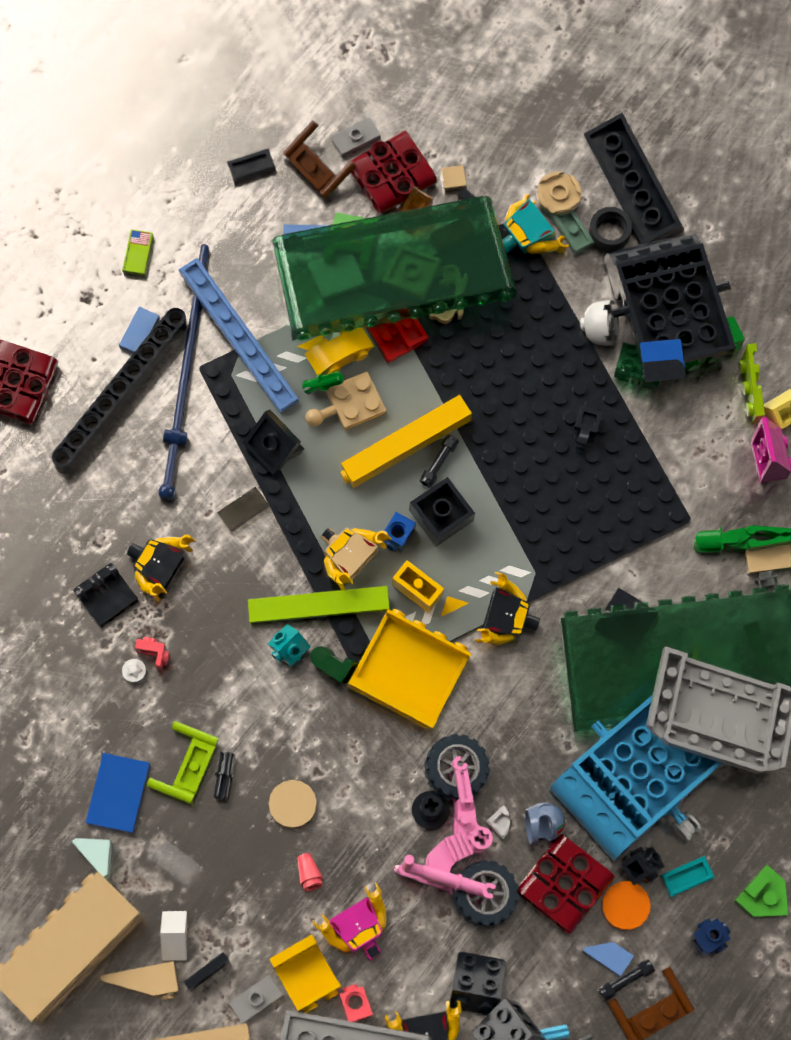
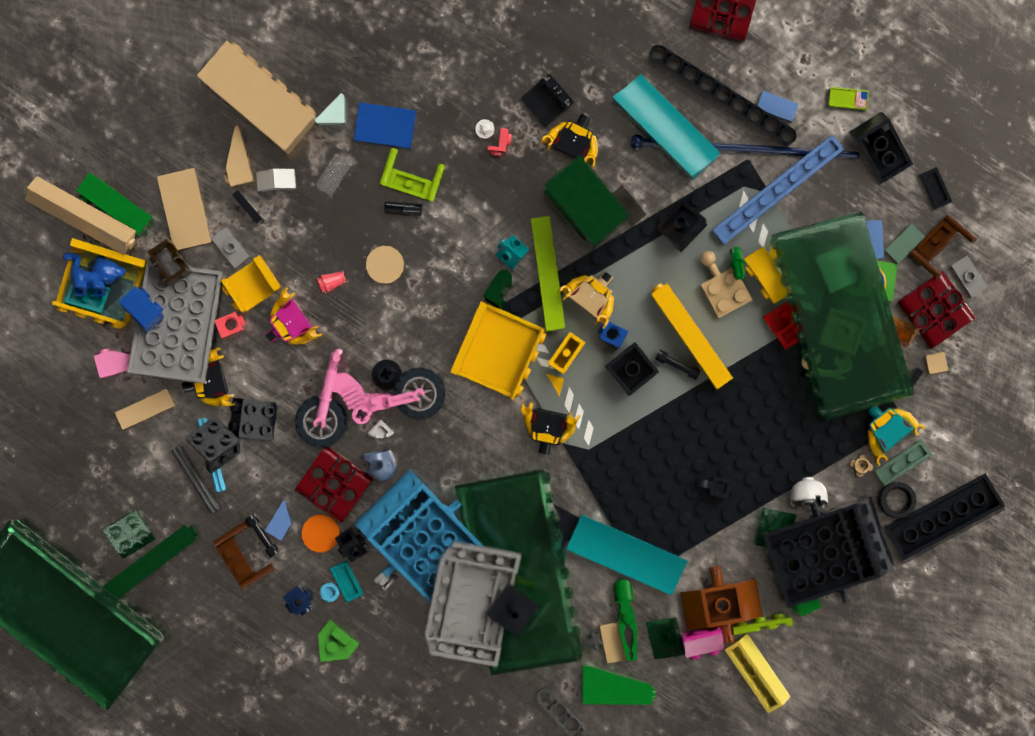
camera: 90 degrees right, 15 degrees up
(152, 454) = (666, 127): none -> teal arch
(197, 219) = (881, 147): none -> black slope
(237, 545) = (586, 202): none -> dark green piece
(312, 202) = (904, 243): none -> sand green tile
(558, 193) = (926, 454): tan tile -> none
(571, 260) = (866, 465): none -> tan plate
(662, 360) = (771, 546): sticker -> none
(664, 533) = (627, 554): none -> teal arch
(700, 899) = (329, 592): none -> medium azure tile
(730, 664) = (512, 609): none -> black tile
(731, 450) = (702, 610): none -> dark orange slope
(765, 494) = (665, 637): none -> clear green slope

